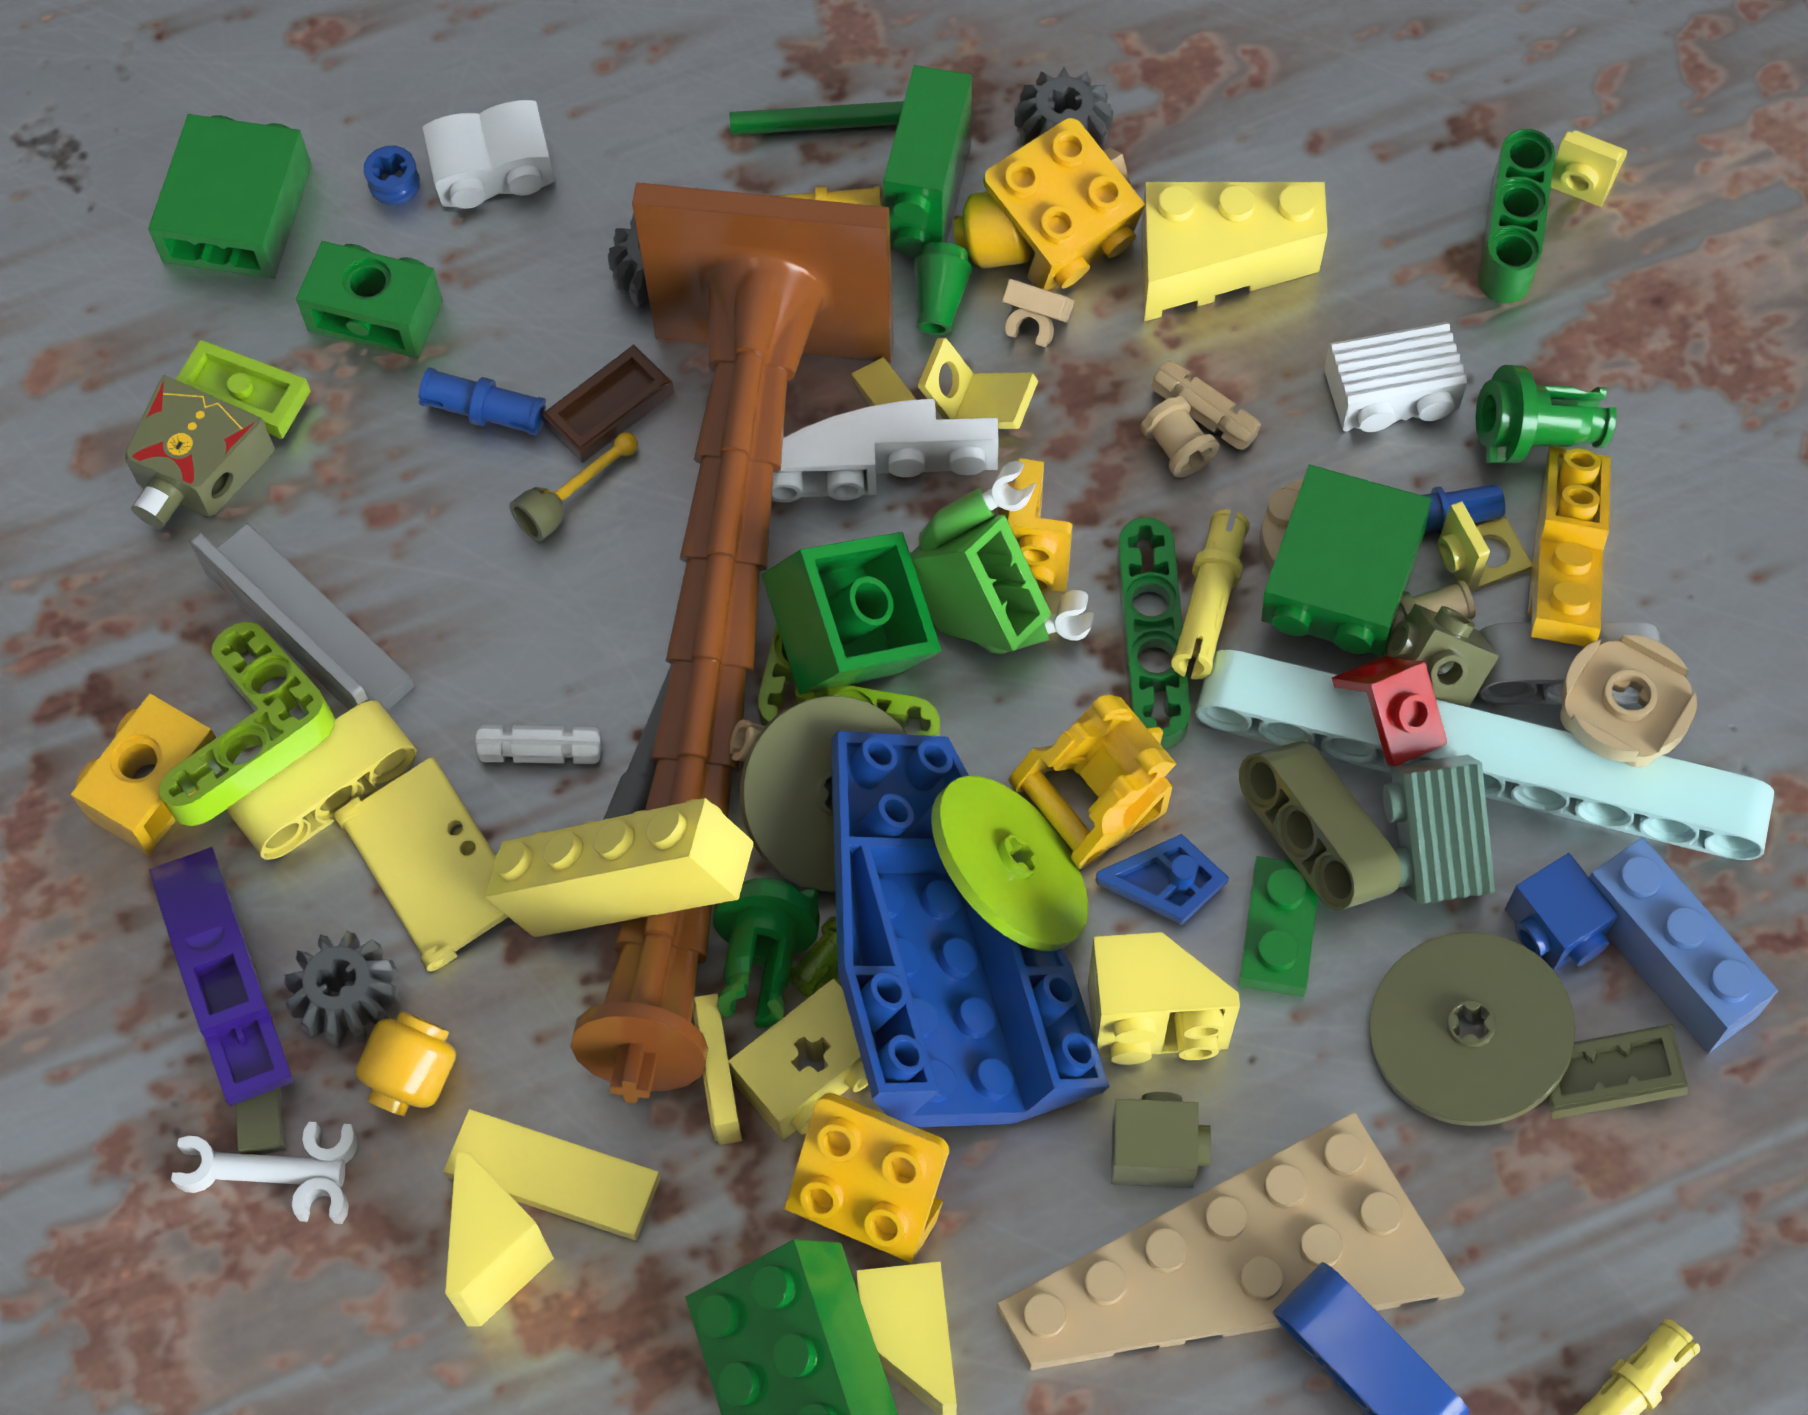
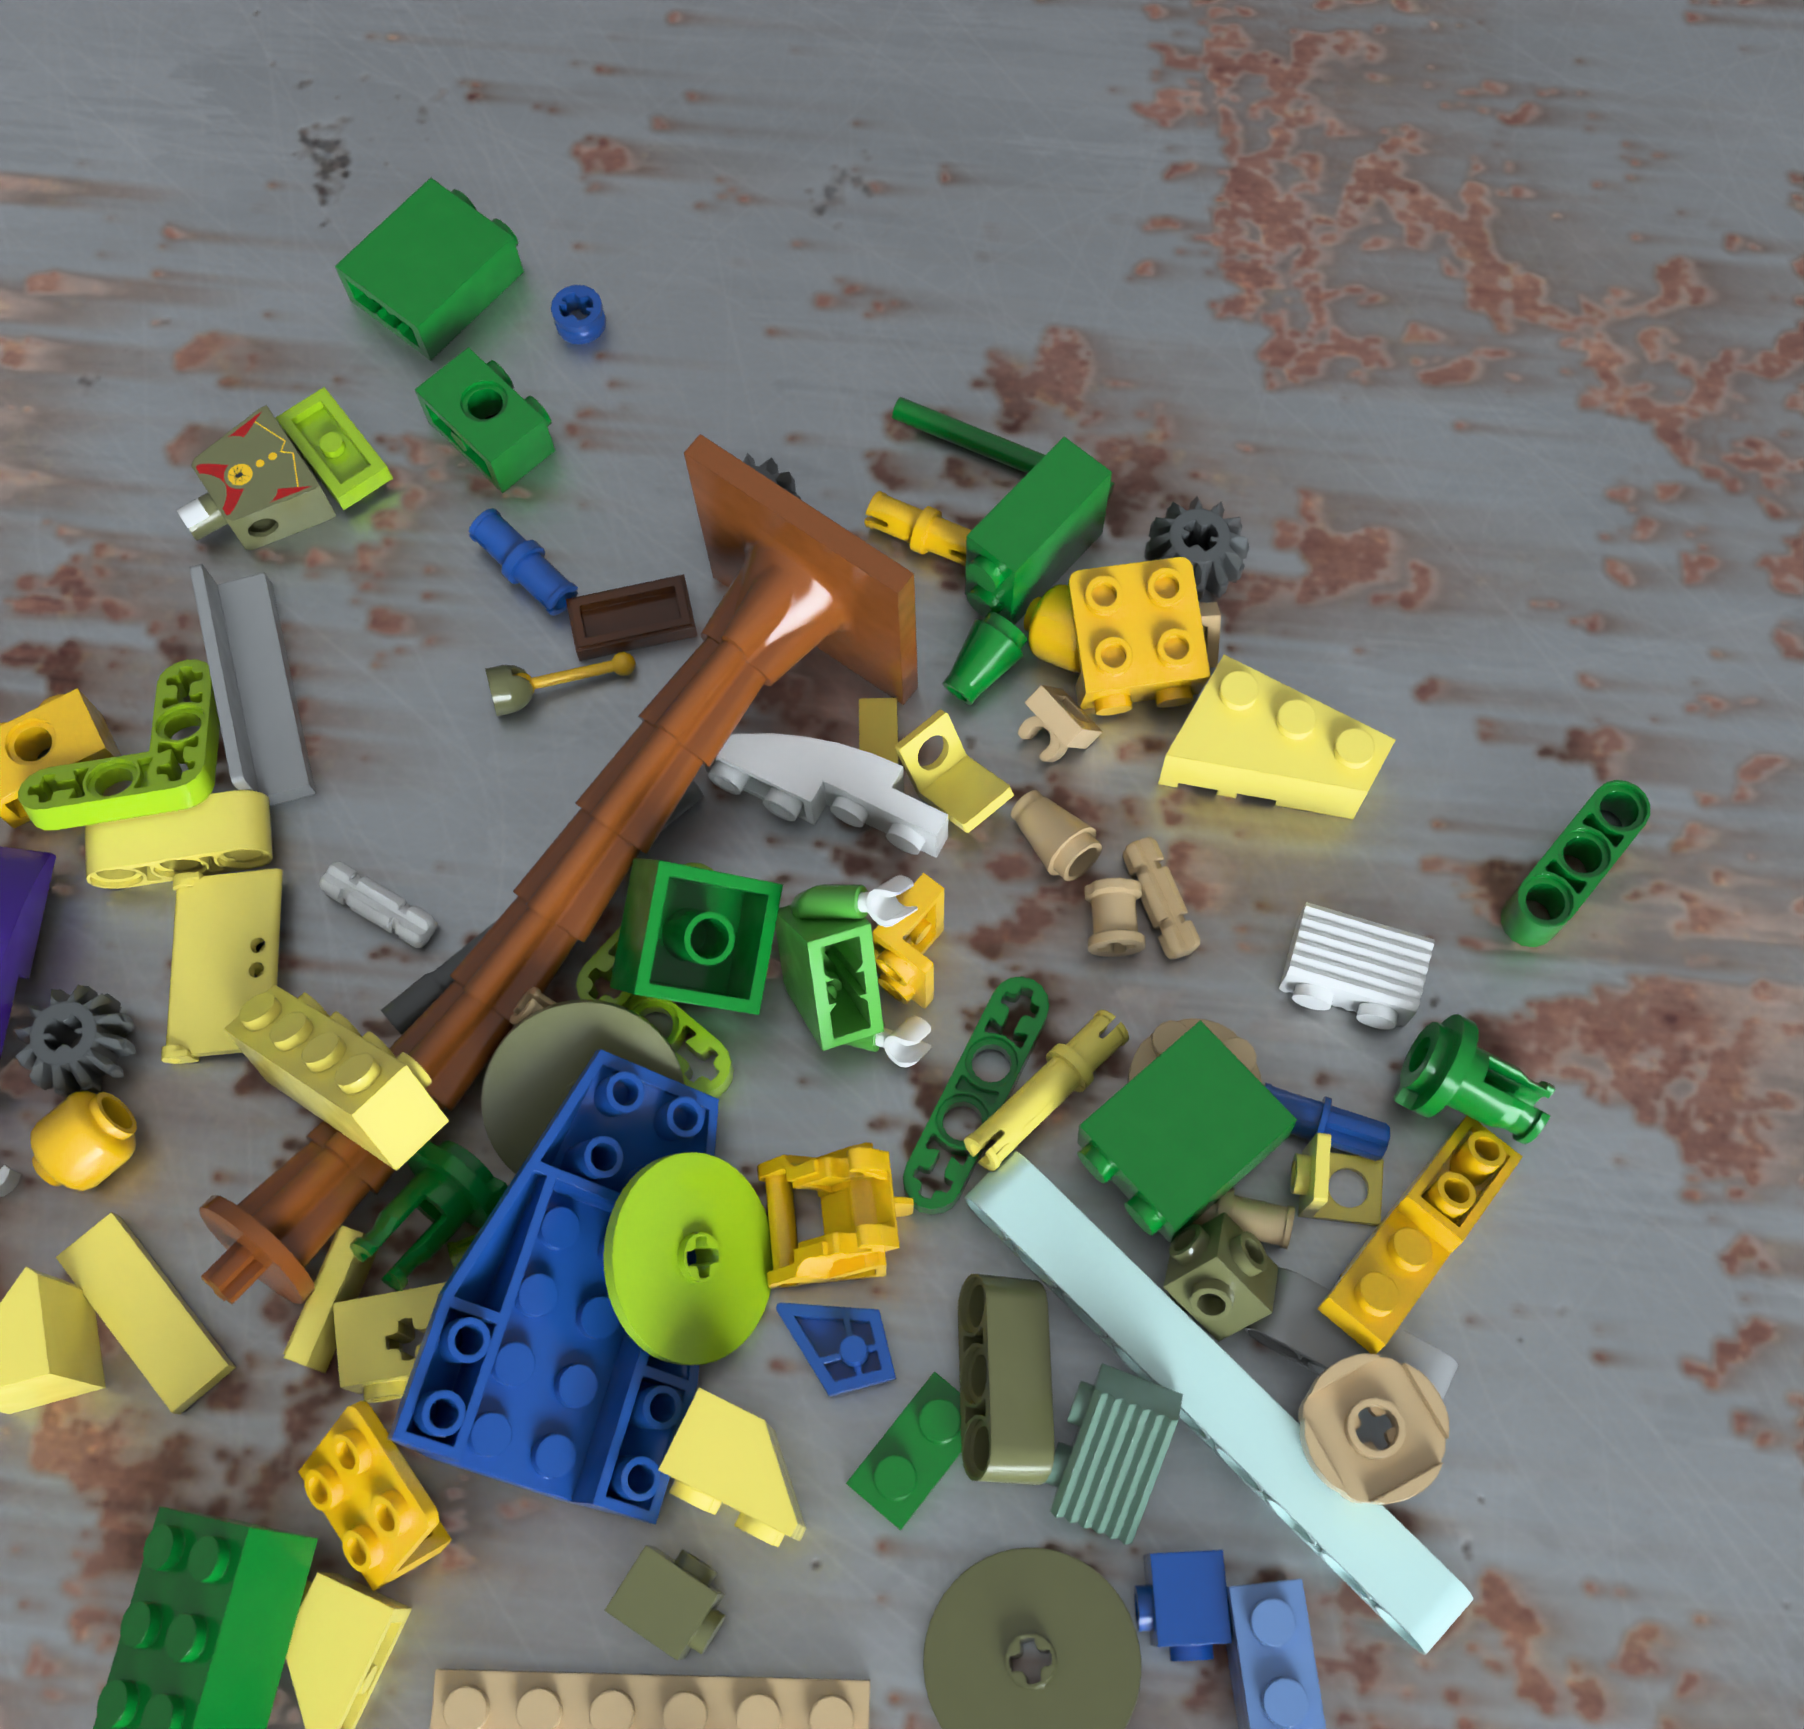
camera: 30 degrees right, 5 degrees up
(488, 154) = (666, 335): white brick -> none
(1090, 397) = (1057, 836): none -> tan cone
(1400, 705) = (1141, 1307): bracket -> none
(1586, 167) = (1674, 852): light yellow bracket -> none

